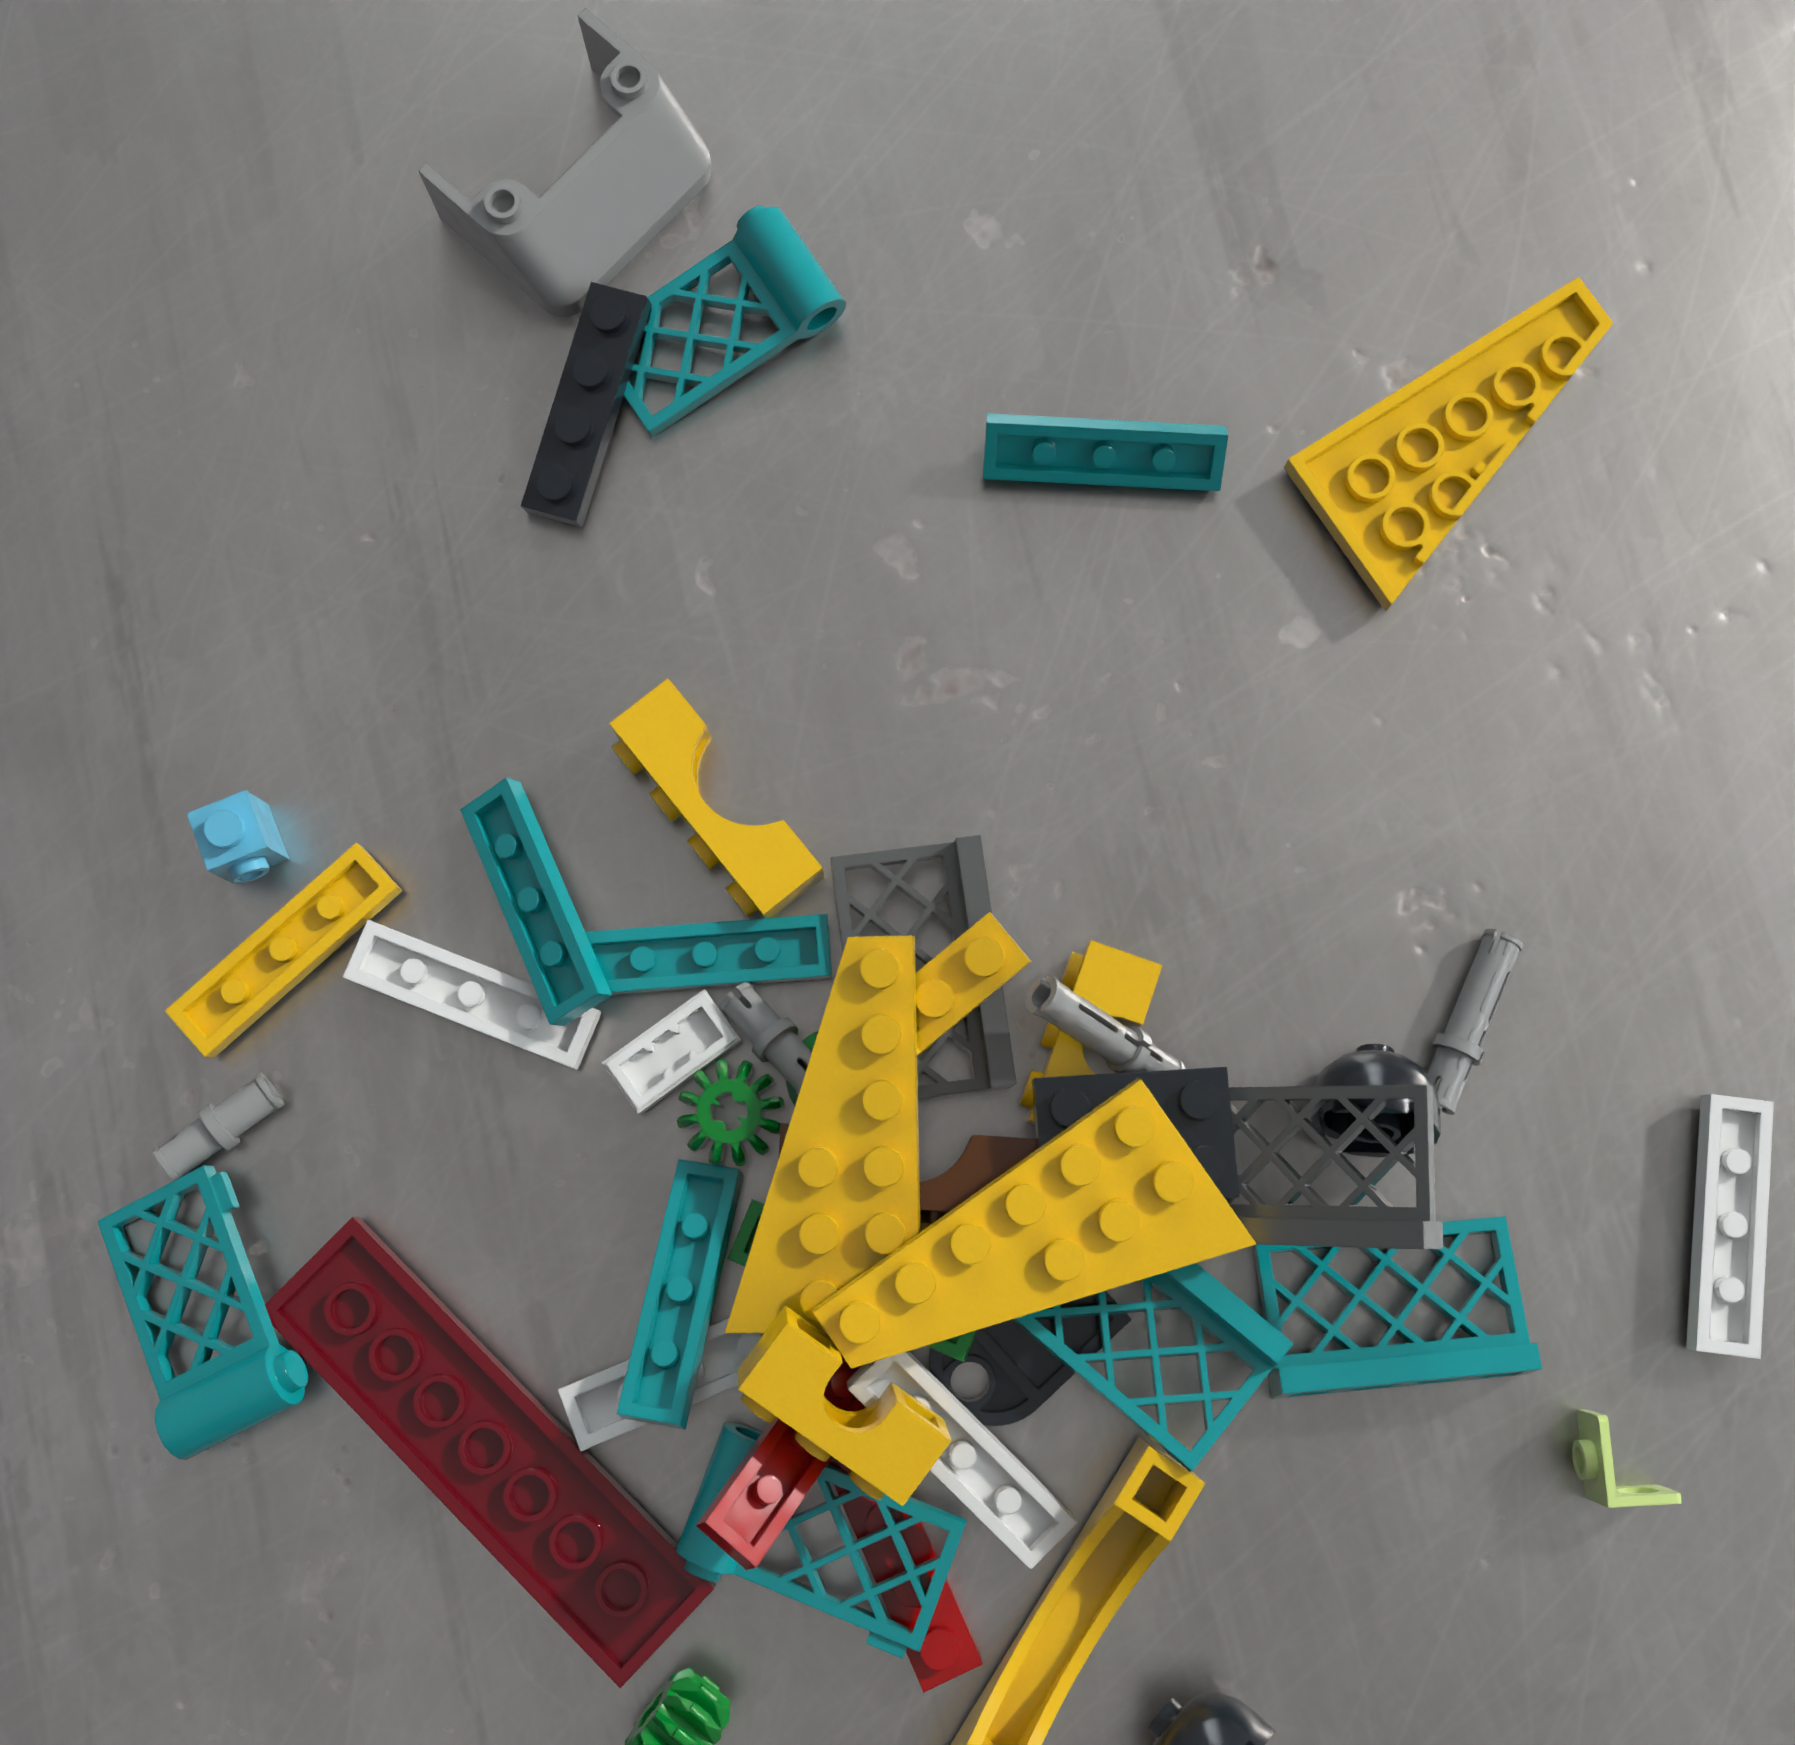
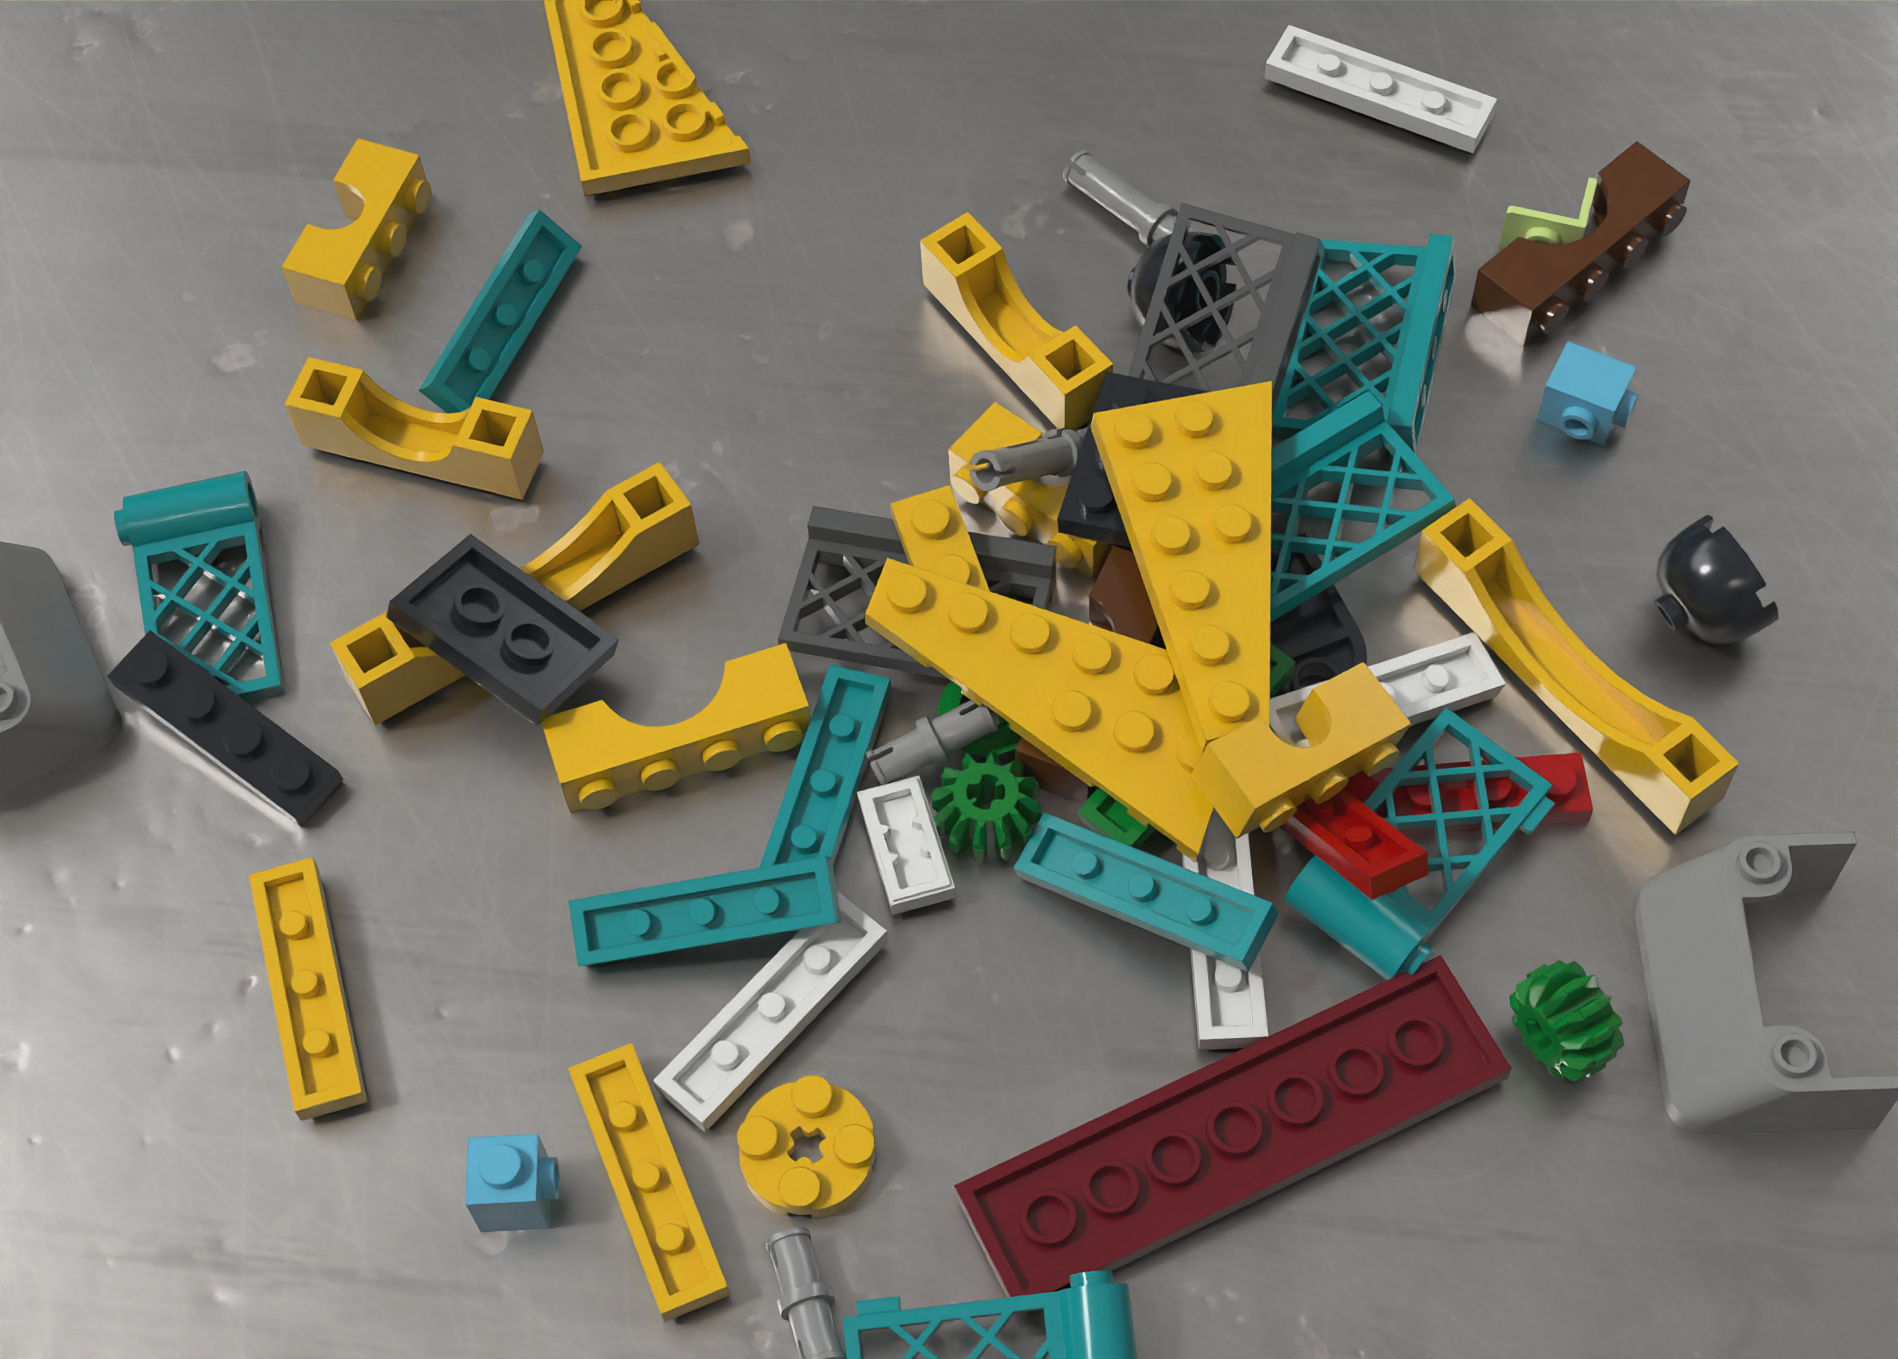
camera: 65 degrees left, 20 degrees down
(323, 1078) = (806, 1187): none -> yellow plate
(367, 589) = (307, 989): none -> yellow plate
(733, 557) = (615, 543): none -> yellow arch
(740, 605) = (502, 629): none -> black plate
(940, 429) = (350, 415): none -> yellow arch
(1109, 284) = (346, 265): none -> yellow arch
(1270, 948) = (975, 284): none -> yellow arch
(1405, 1562) = (1588, 394): none -> medium azure brick
(1677, 1543) = (1535, 283): none -> reddish brown arch

